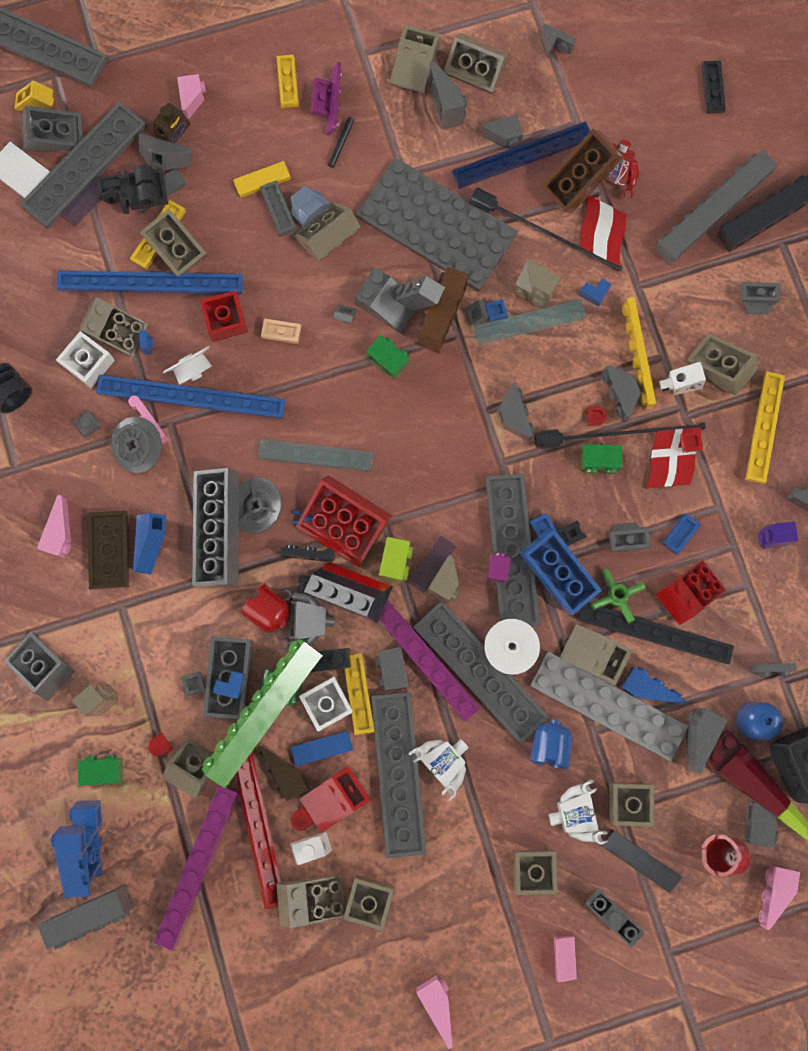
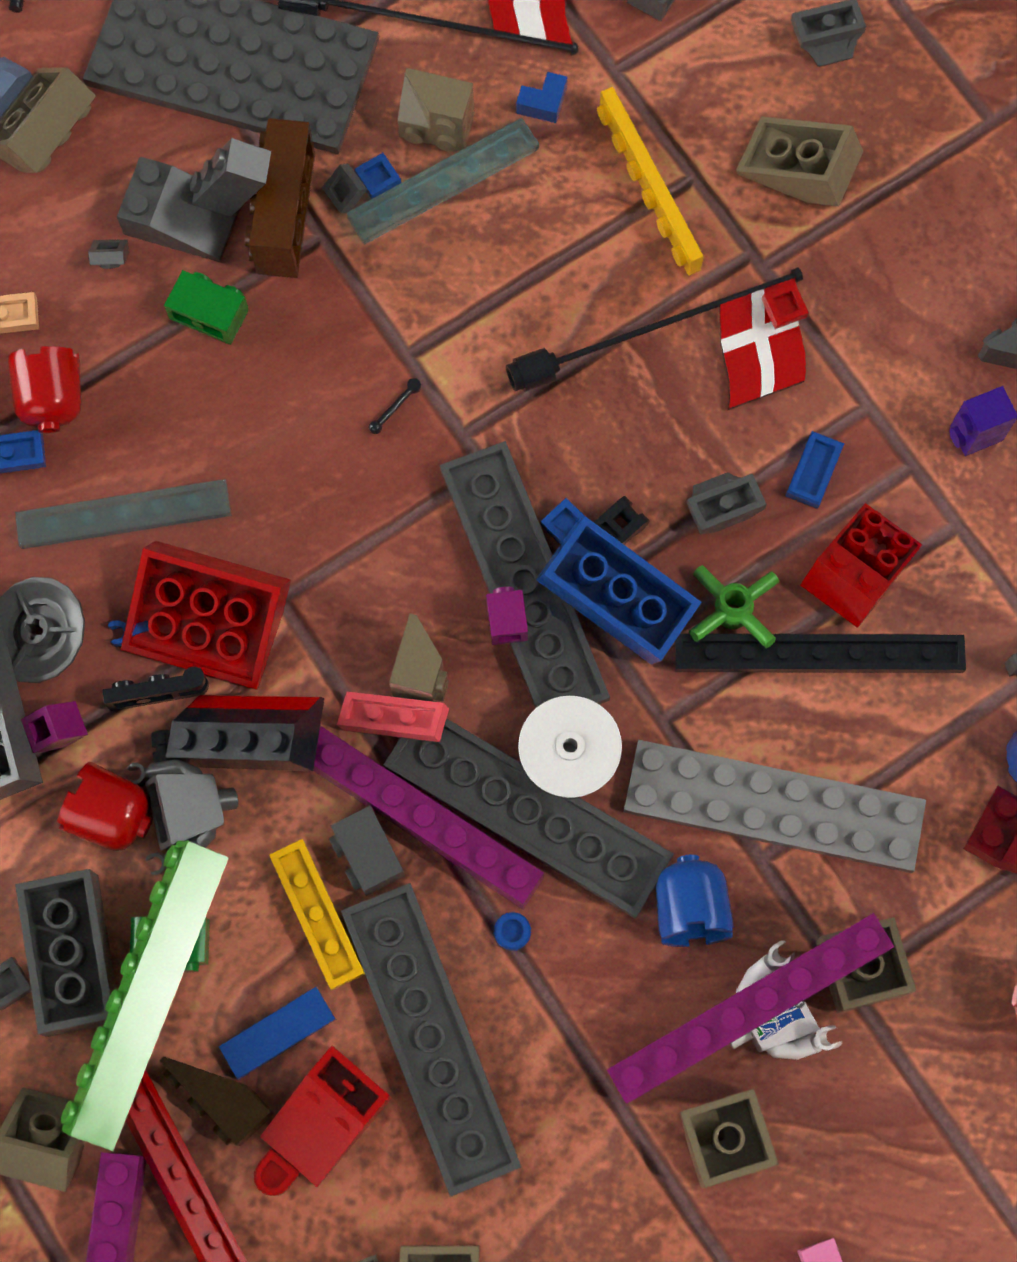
camera: 15 degrees left, 5 degrees down
(232, 688) = (79, 966): blue piece -> none
(251, 559) = (54, 726): none -> magenta brick
(293, 378) = (46, 387): none -> red cylinder
(311, 848) = (304, 1218): white torso -> none
(326, 704) = (261, 947): white slope -> none
(333, 660) = (251, 867): black plate -> none
(394, 560) = (315, 656): lime slope -> none
(425, 603) = (393, 716): none -> coral plate
(431, 564) = (384, 645): tile -> none
(444, 762) = (506, 991): white torso -> none
(455, 731) = (512, 931): none -> blue tile
(483, 429) = (413, 386): none -> black hinge
(514, 414) = (461, 344): dark grey slope -> none
(566, 811) = (750, 1008): none -> magenta brick
(596, 416) = (606, 309): red tile -> none
(596, 654) = (725, 719): dark tan slope -> none
(601, 458) = (636, 378): green brick -> none
(614, 917) = (894, 1178): dark grey slope -> none
(622, 390) = (638, 251): dark grey slope -> none
(641, 861) = (914, 1064): black slope -> none
(642, 686) = (832, 754): blue slope -> none
(691, 377) = (741, 202): white torso -> none
(702, 735) = (953, 806): dark grey slope -> none
(765, 427) = (905, 248): yellow plate -> none

